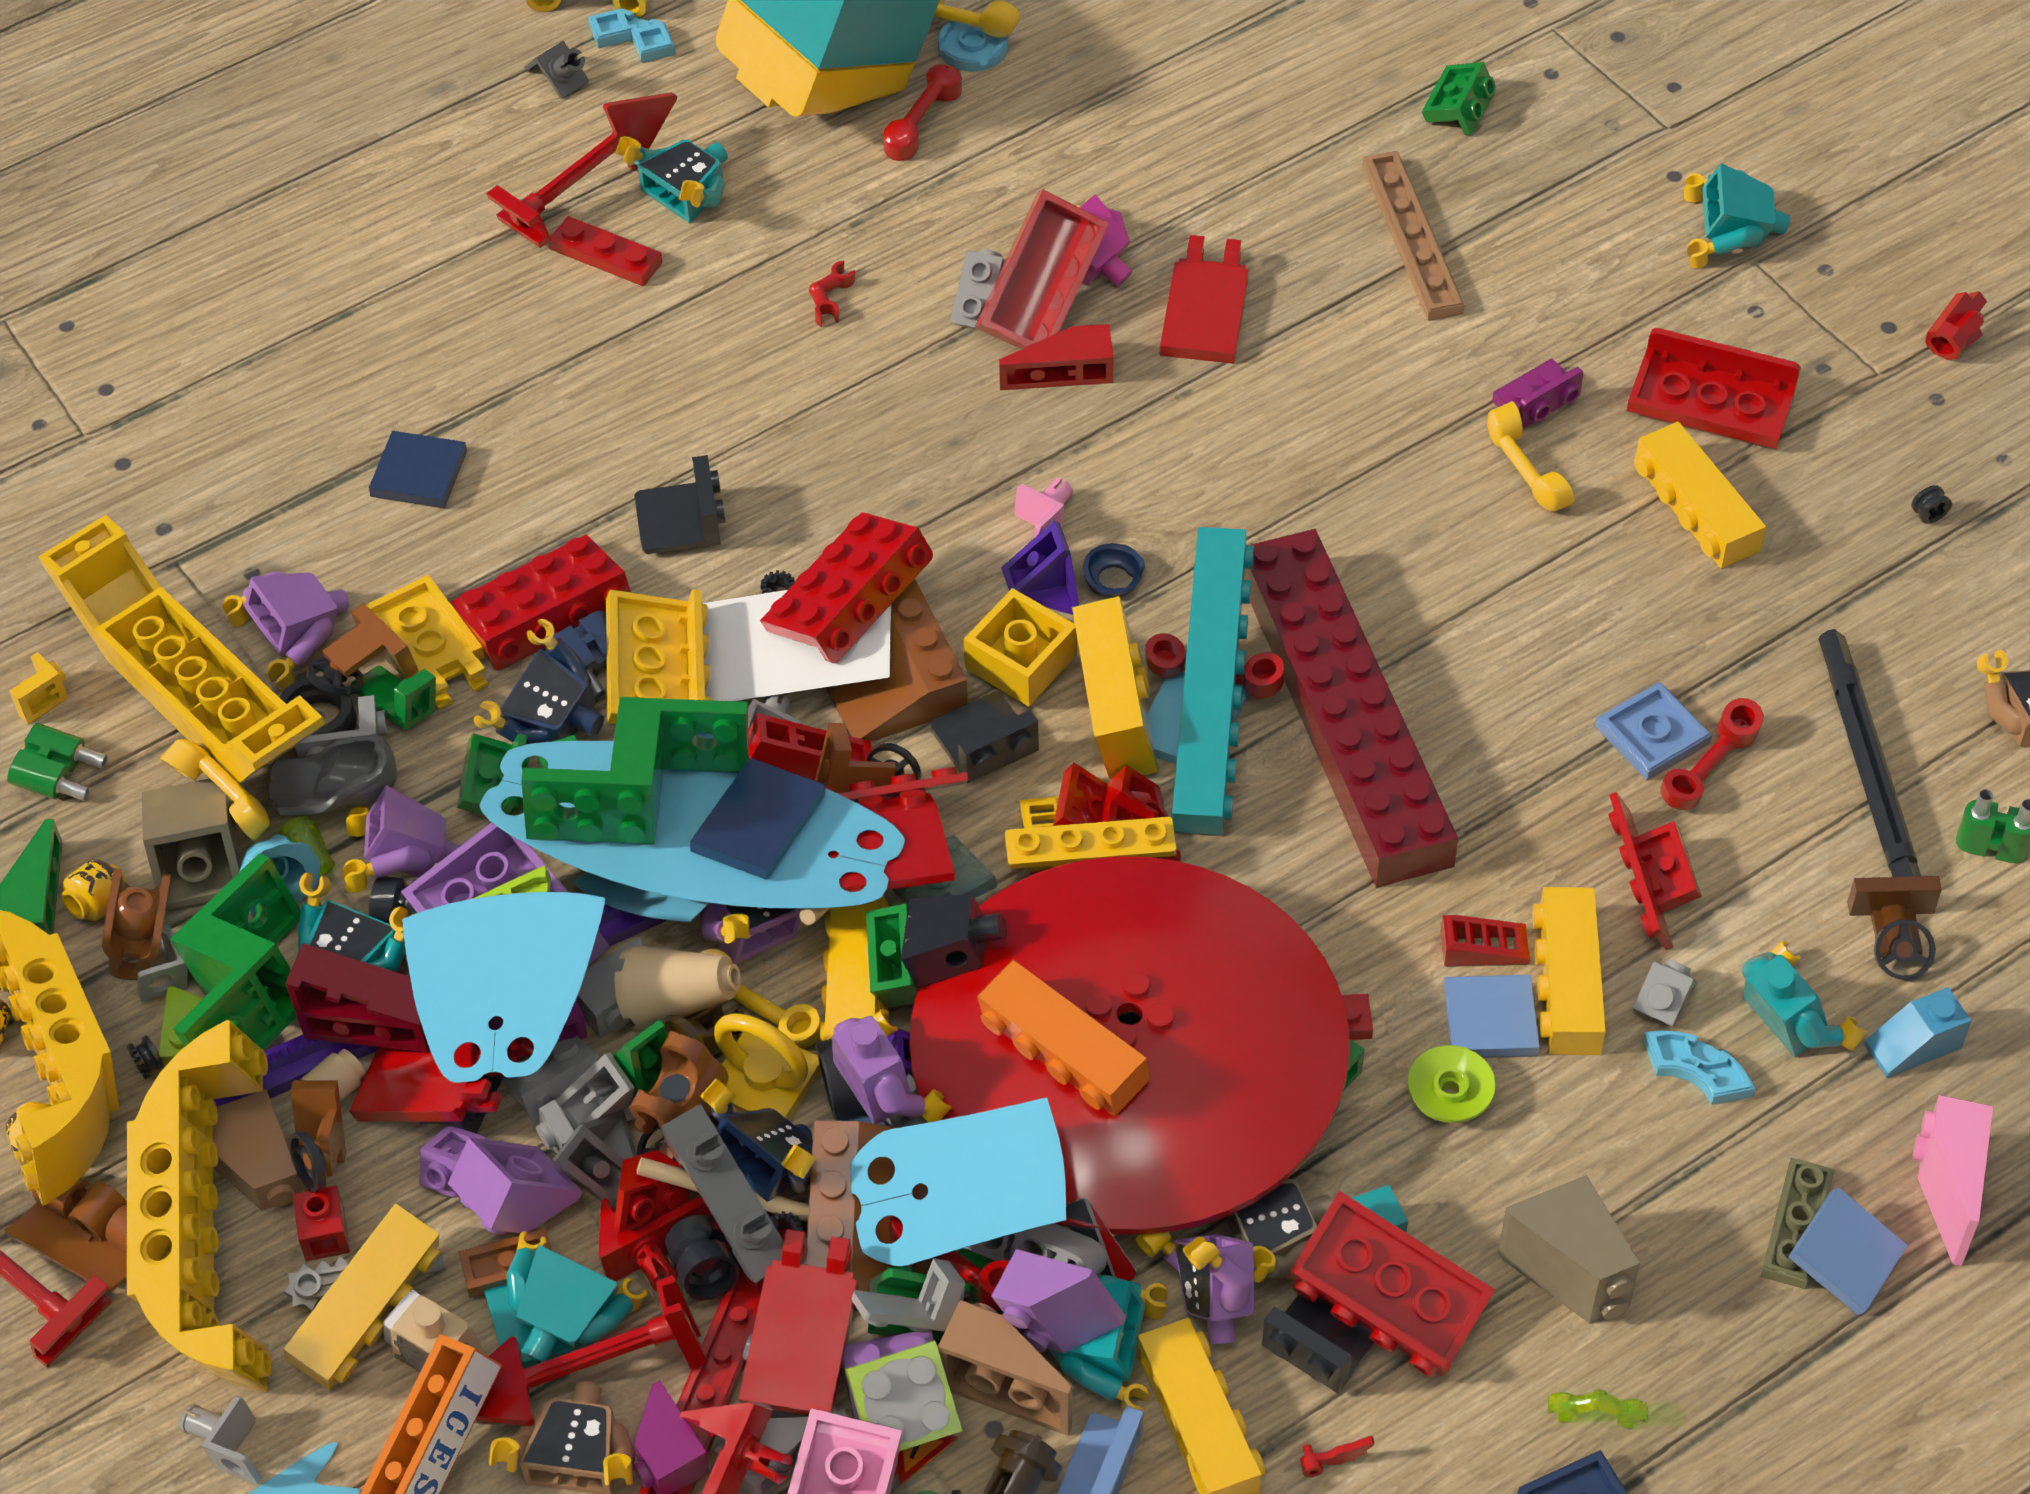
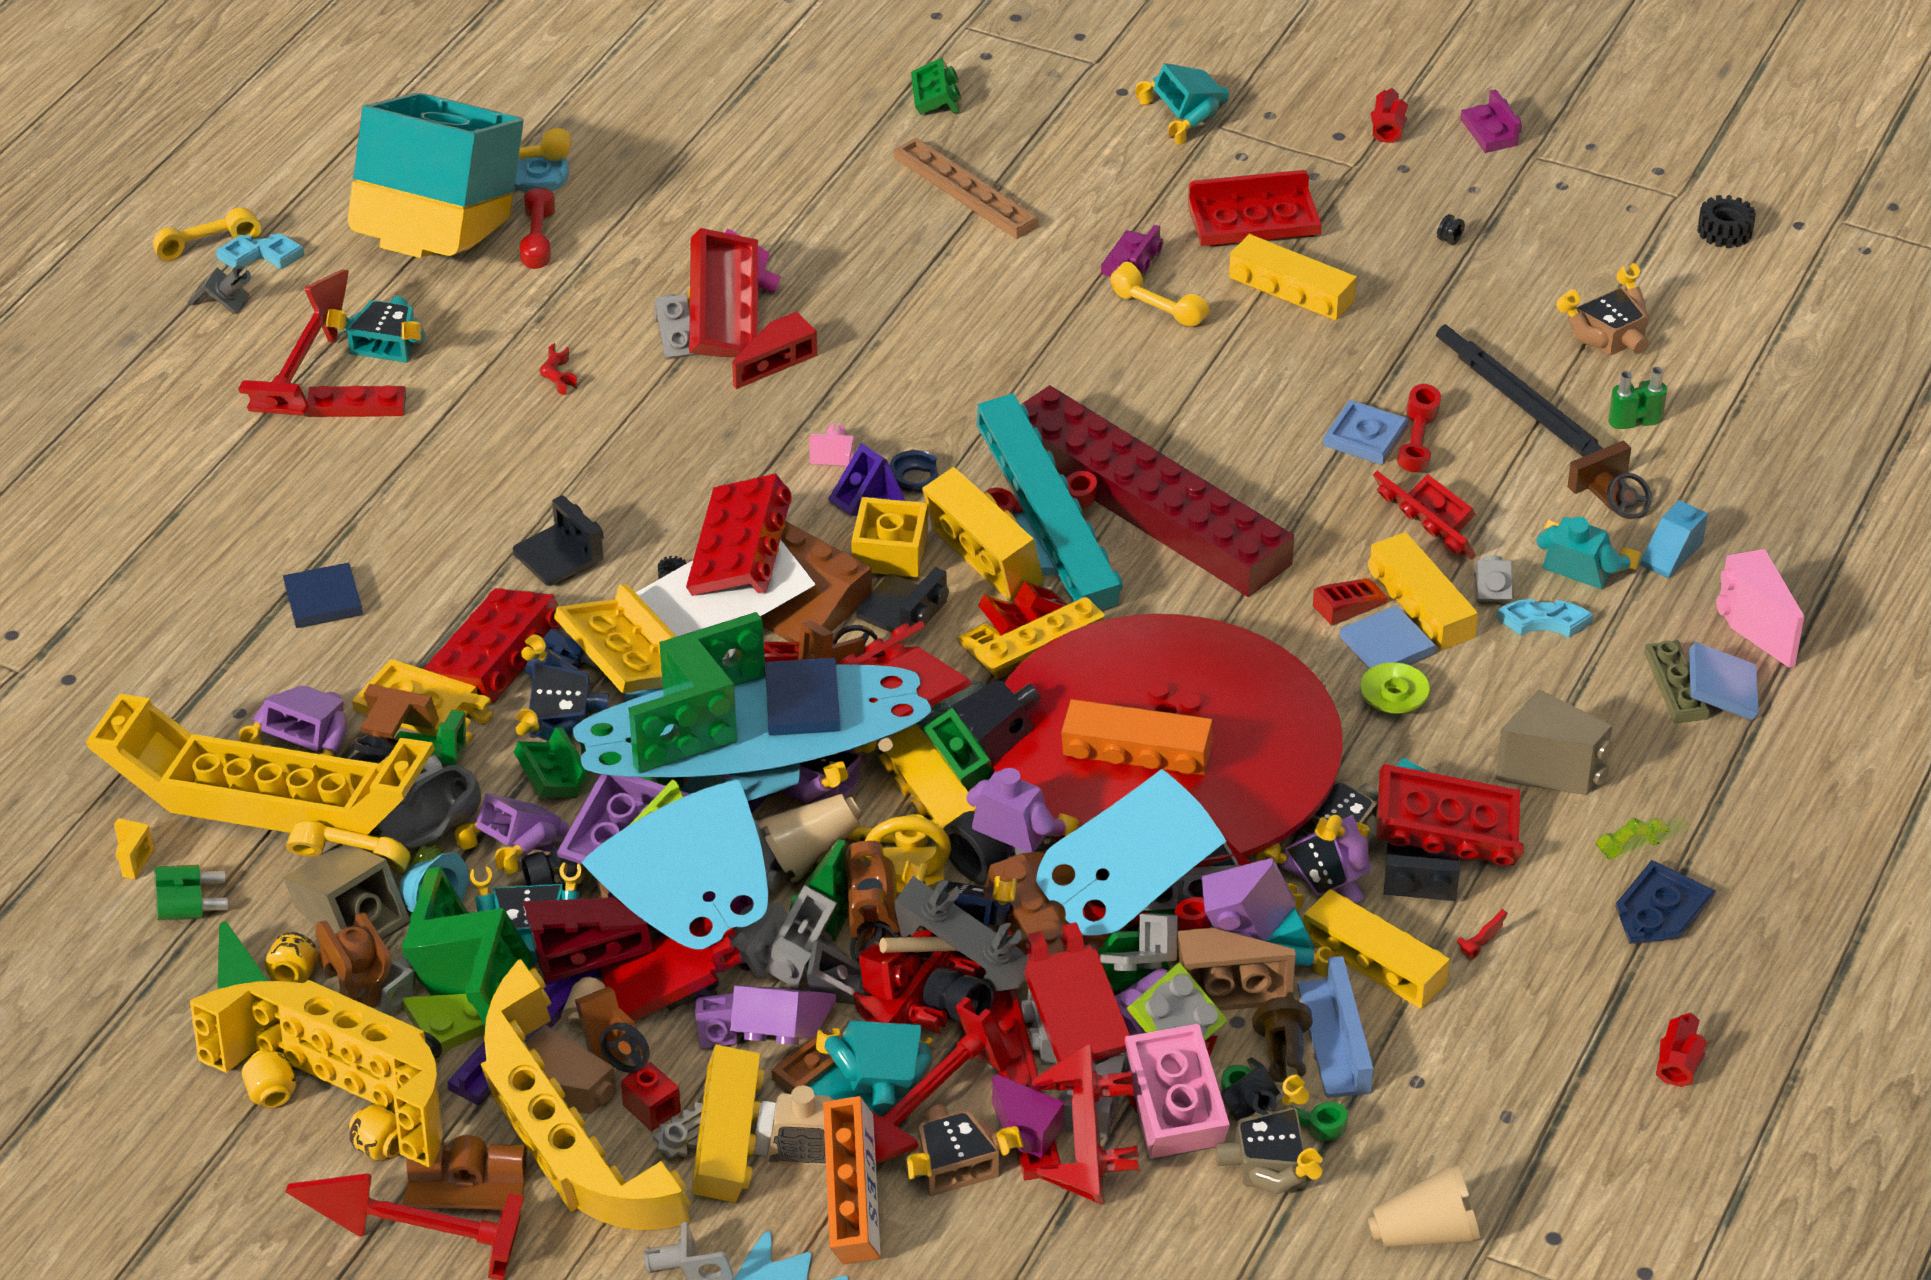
camera: 30 degrees left, 10 degrees down
(1205, 305) = (850, 280): red tile -> none

